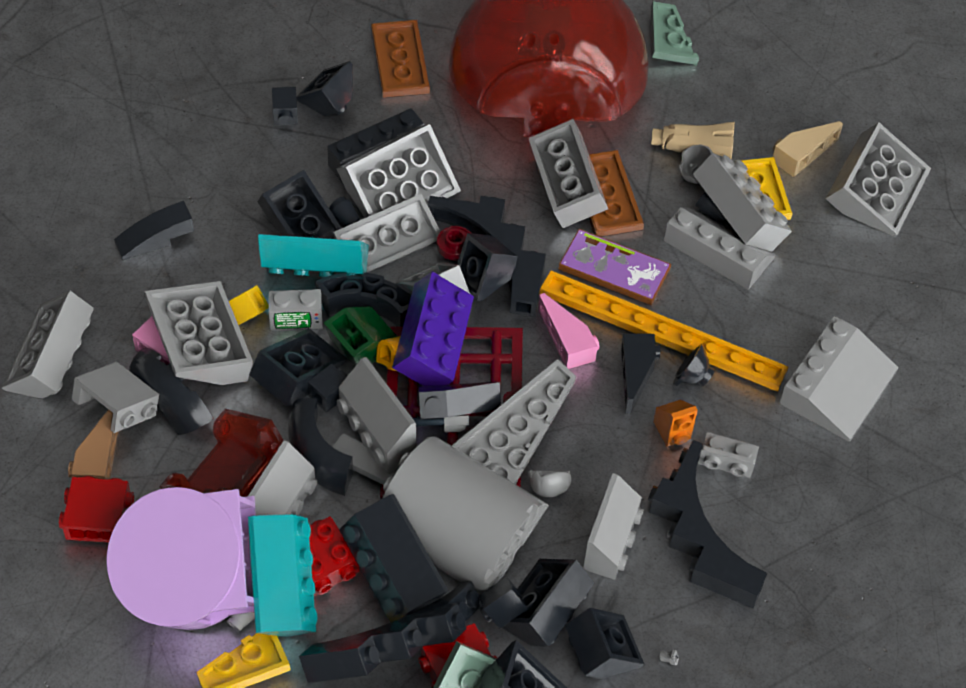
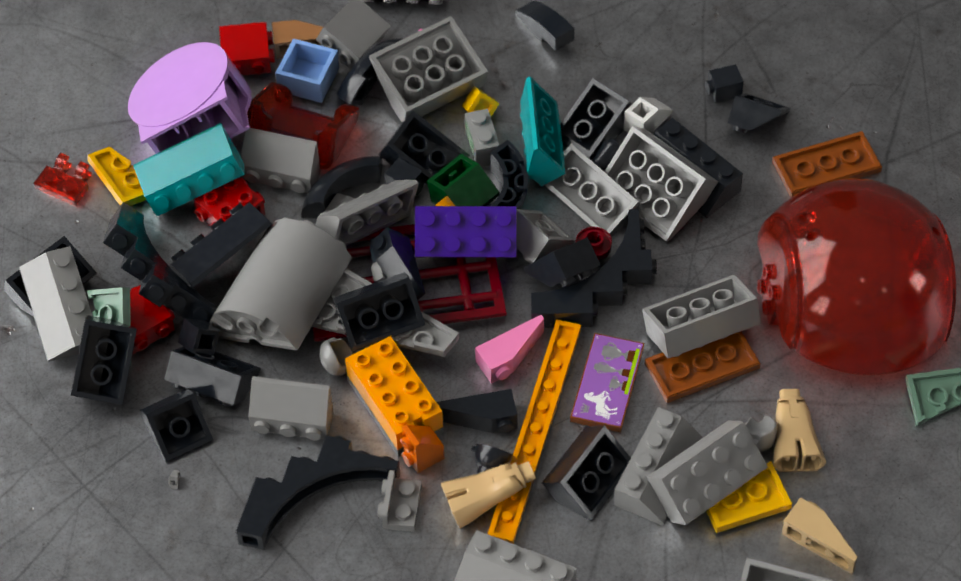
camera: 85 degrees right, 0 degrees up
(152, 449) = (308, 70): none -> light blue piece
(315, 167) = (646, 114): none -> white slope
(521, 418) = (379, 311): none -> black slope
(610, 434) = (392, 391): none -> light orange piece
(716, 297) = (588, 471): none -> black slope
(735, 382) = (478, 493): none -> tan piece

